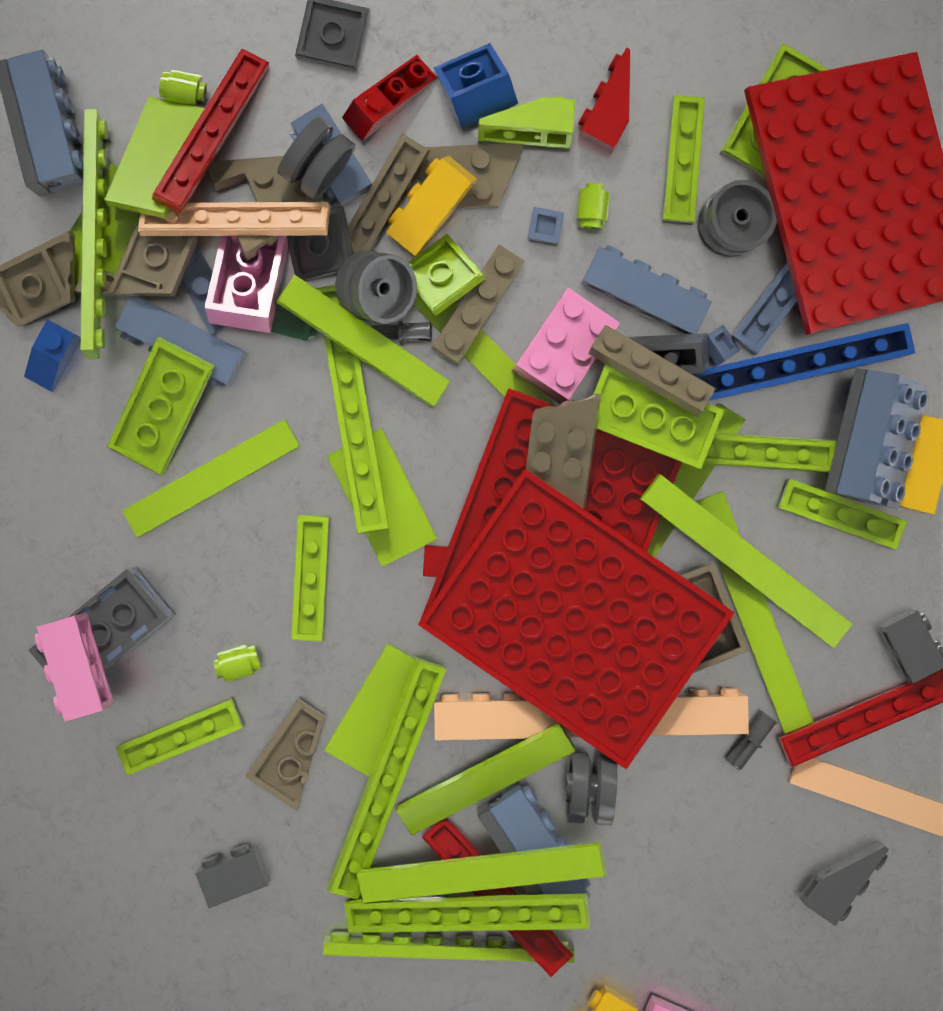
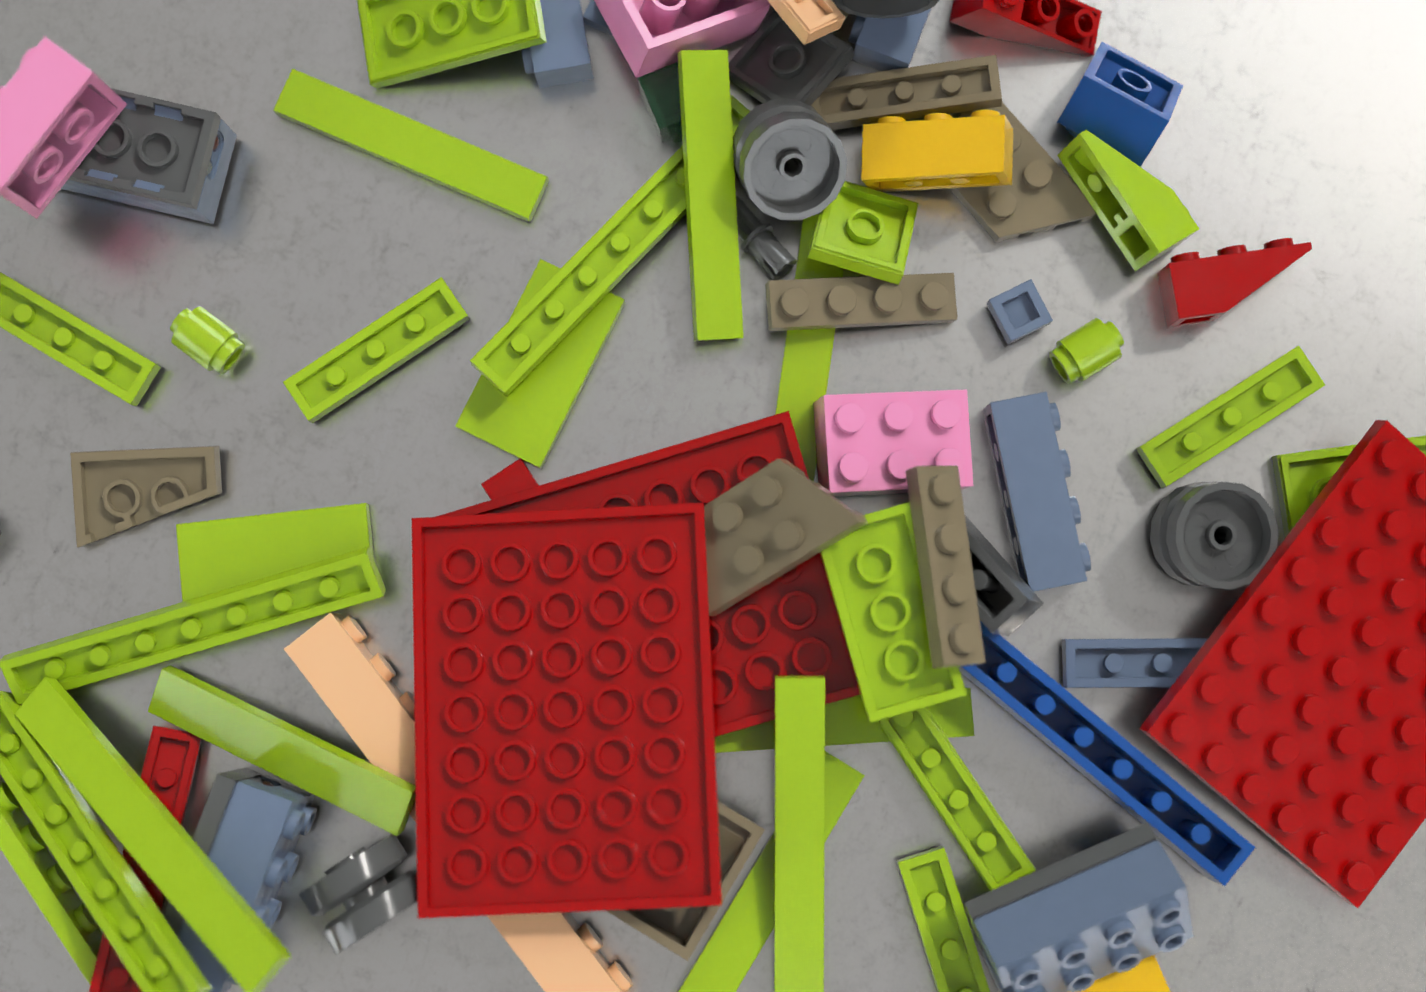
camera: 55 degrees right, 5 degrees down
(721, 345) = (1041, 635): sand blue plate -> none

